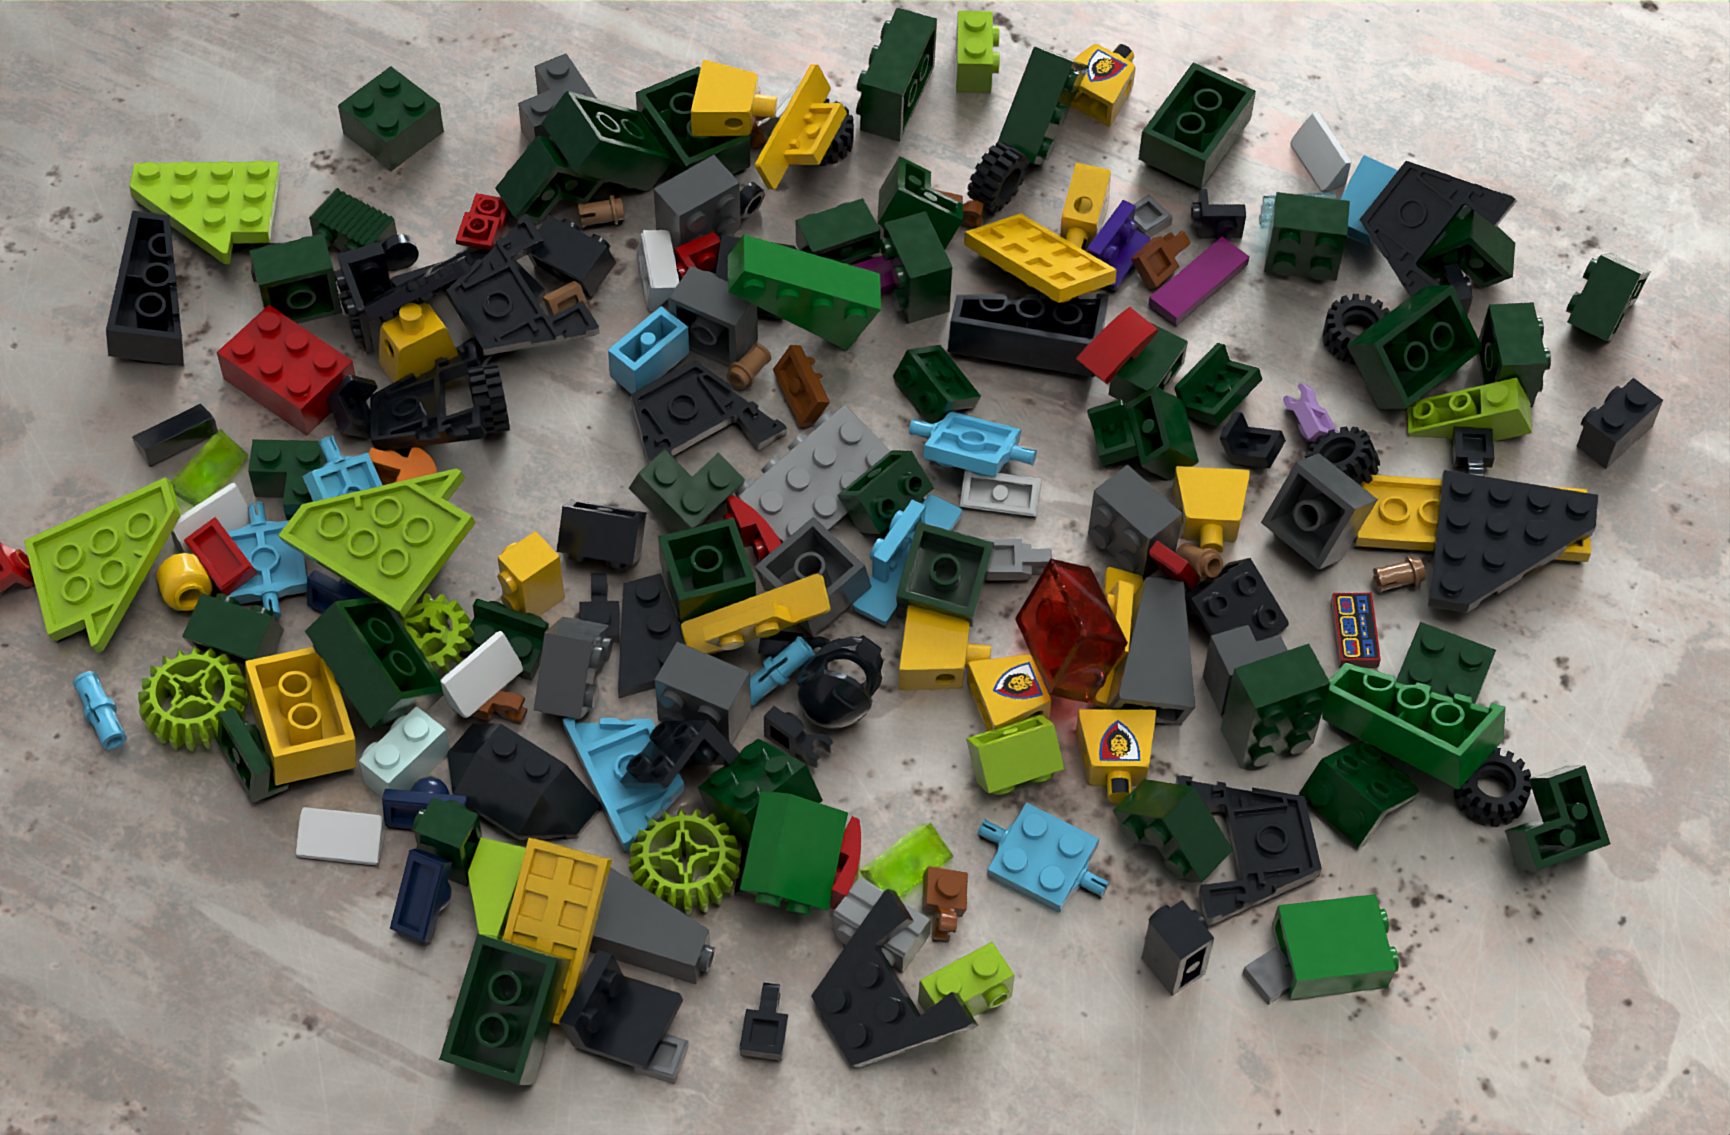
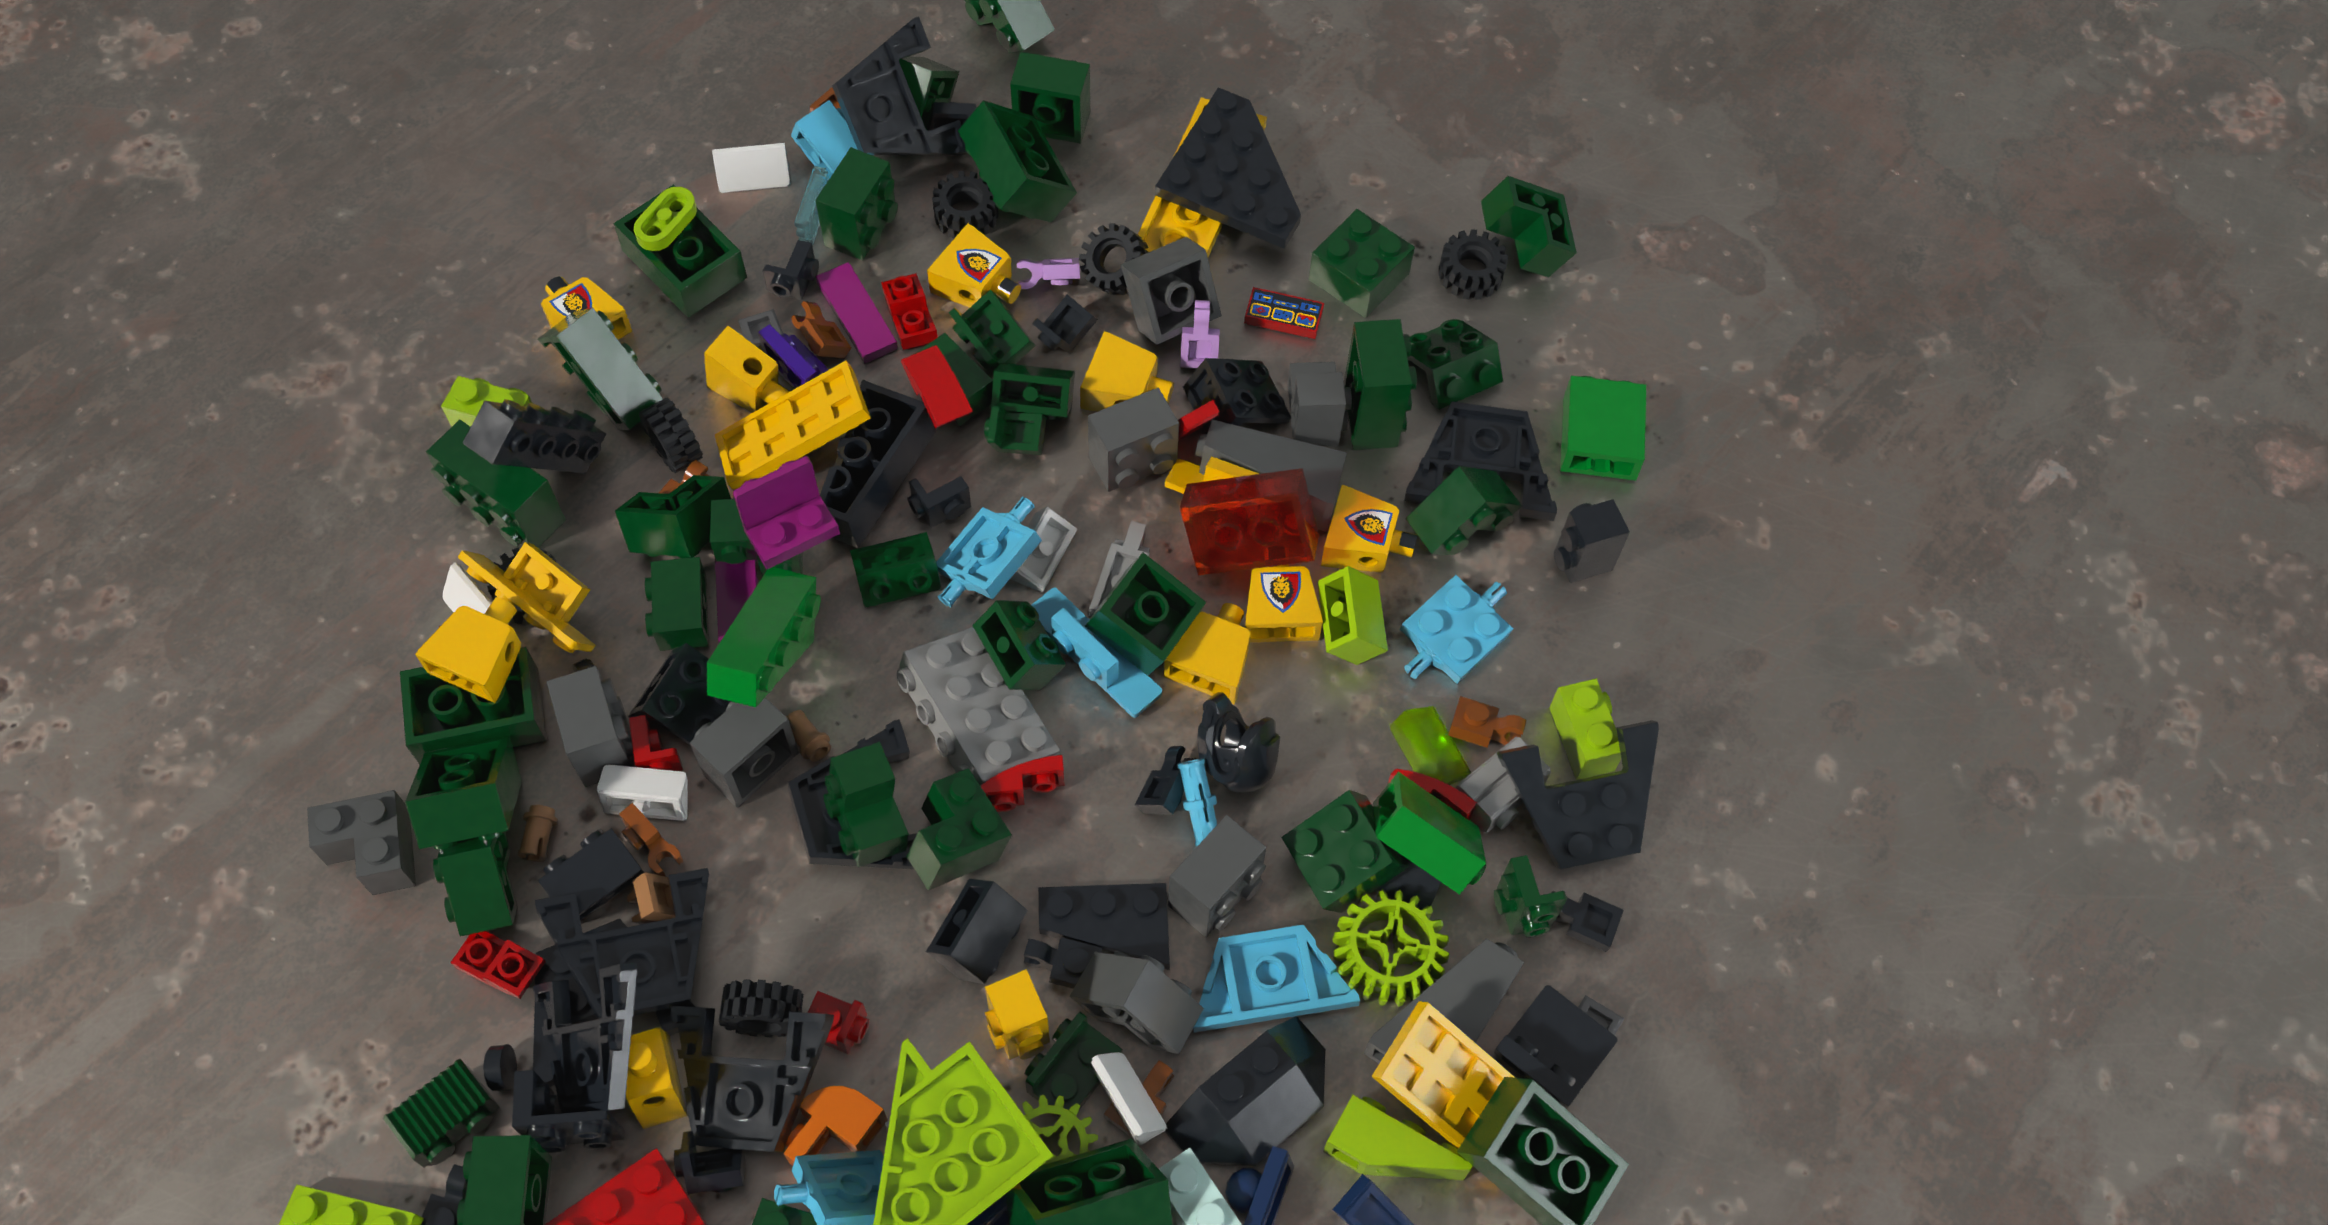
camera: 75 degrees left, 5 degrees up
(391, 118) = (296, 1033): dark green brick -> none
(450, 833) = (1322, 1174): dark green brick -> none
(498, 462) = (848, 1024): none -> red bracket
(621, 281) = (642, 833): none -> dark orange plate
(648, 350) = (759, 825): medium azure brick -> none
(672, 747) = (1288, 921): black bracket -> none
(685, 413) = (863, 801): none -> dark green brick
(706, 568) = (1060, 837): dark green brick -> none
(757, 616) = (1143, 802): yellow bracket -> none
(757, 953) = (1522, 903): none -> dark green bracket
(790, 734) = (1269, 811): black plate -> none
(801, 385) = (854, 690): dark orange plate -> none
(819, 552) = (1102, 736): dark grey brick -> none
(923, 258) = (784, 512): none -> magenta bracket
(938, 73) = (535, 437): none -> black brick
(1015, 399) = (940, 504): none -> black bracket
(1205, 562) = (1187, 400): medium nougat pin -> none
(1207, 92) = (660, 223): none -> lime plate
(1219, 321) = (909, 311): none -> red slope
(1270, 975) = (1612, 485): flat silver tile -> none
(1276, 556) = (1201, 340): none -> lavender plate
(1283, 353) = (972, 268): none -> yellow torso
(1399, 574) = (1240, 253): medium nougat pin -> none
(1413, 723) = (1423, 282): green wedge -> none
(1473, 449) = (1130, 164): black plate -> none
(1493, 406) = (1093, 148): lime slope -> none
(1619, 422) = (1141, 51): black brick -> none

